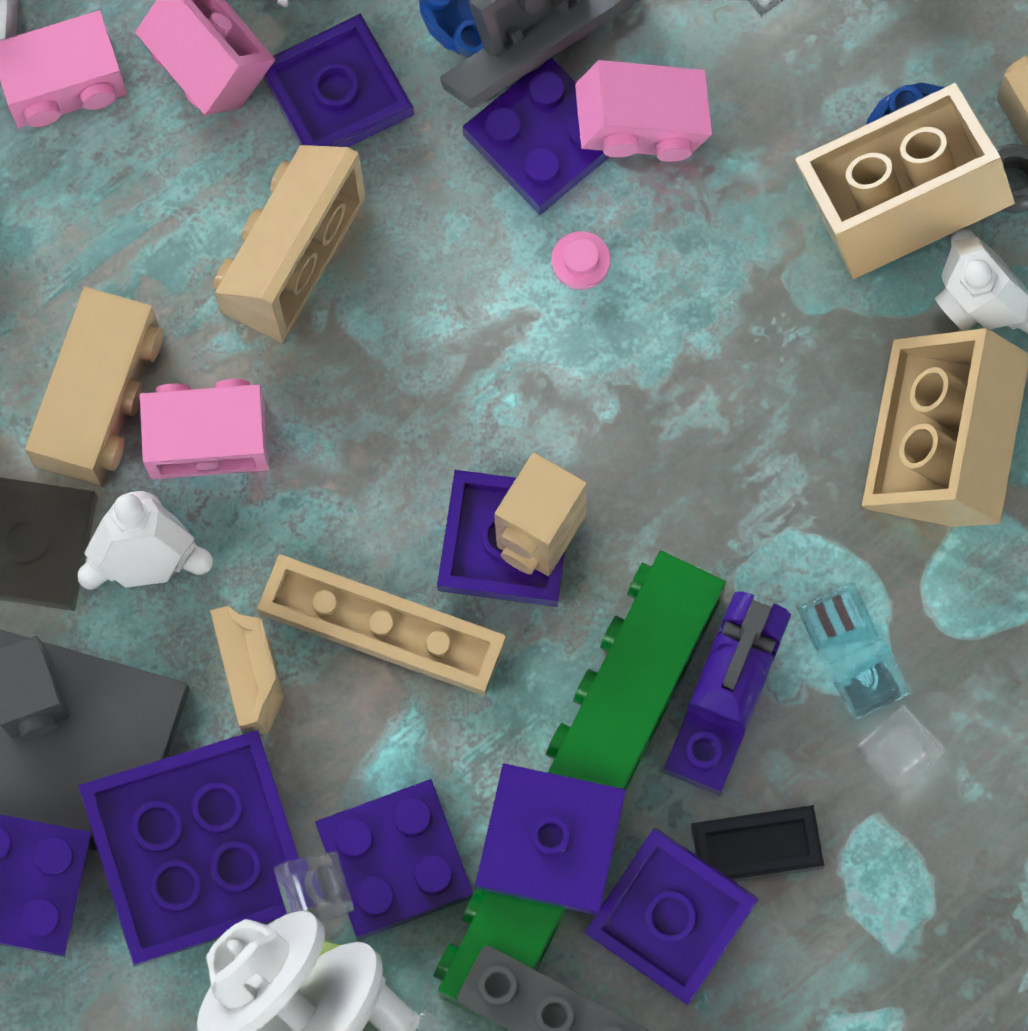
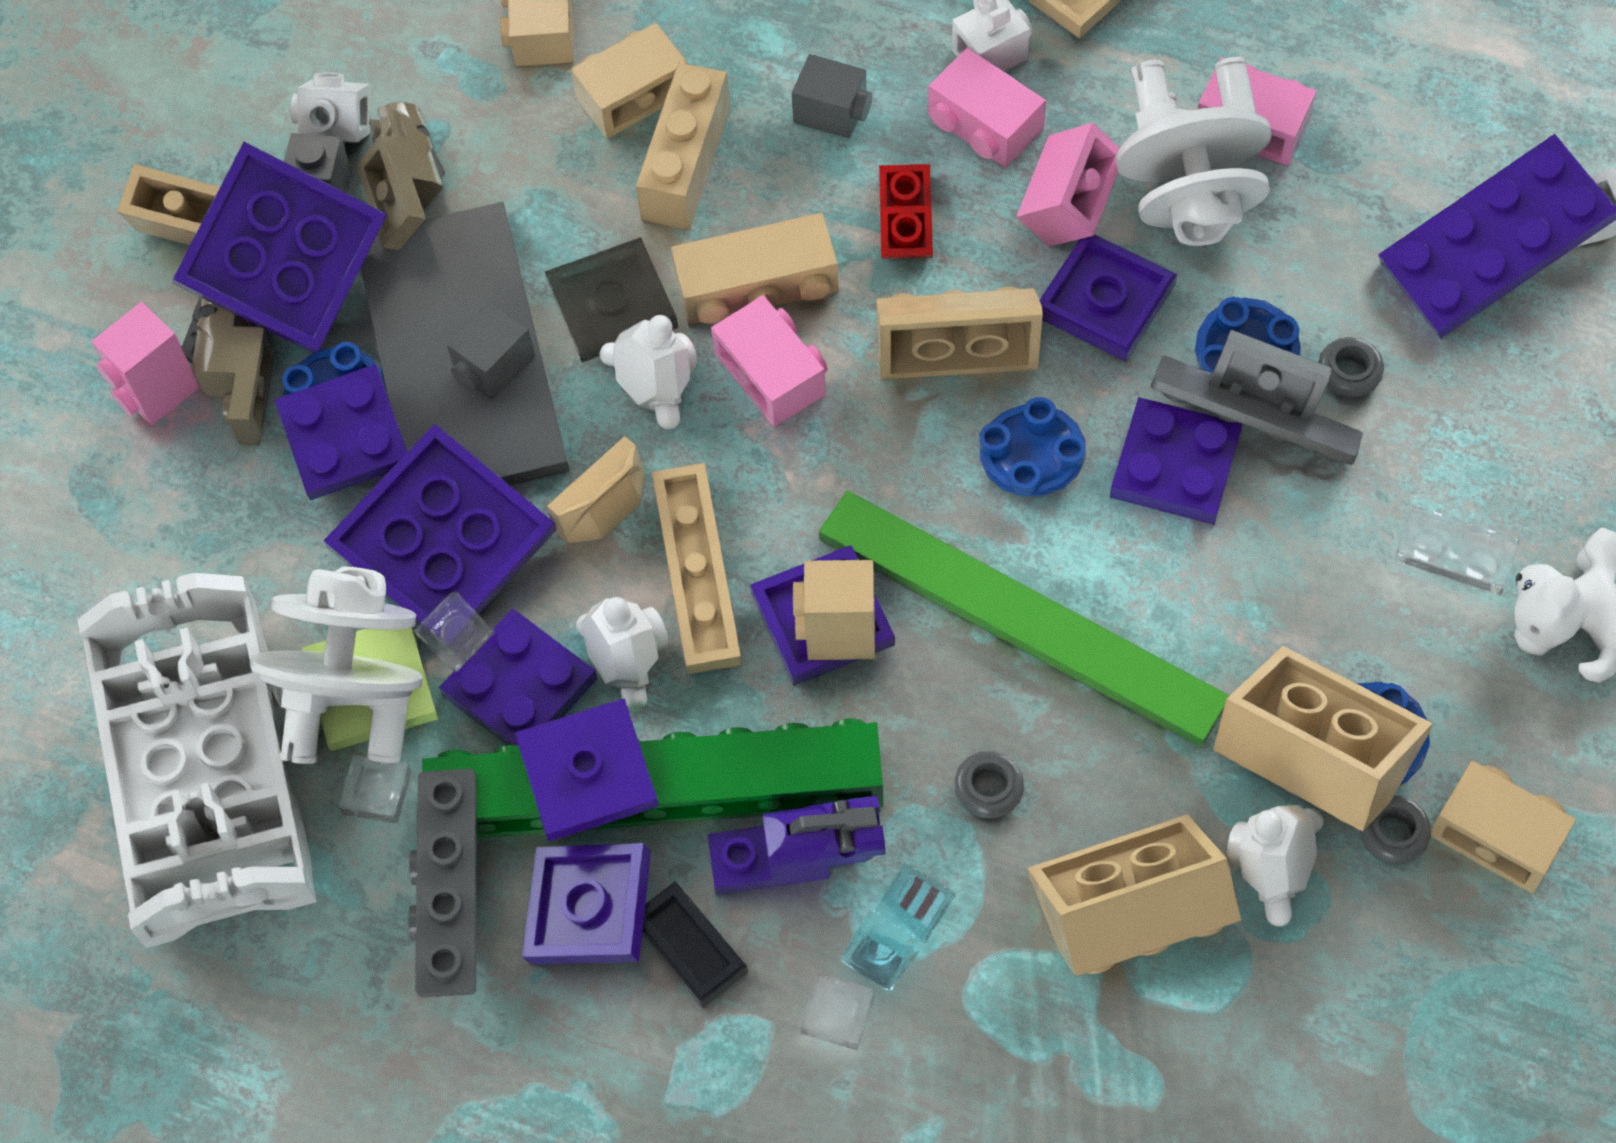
camera: 60 degrees right, 10 degrees down
(119, 213) = (905, 211): none -> red slope
(426, 738) = (623, 645): none -> white rock
(454, 251) = (1032, 449): none -> blue dish
(580, 260) = (1088, 542): bright pink plate -> none
(613, 364) = (1026, 619): none -> bright green tile
(643, 110) = (1239, 509): bright pink brick -> none
(764, 466) = (993, 763): none -> dark grey piece

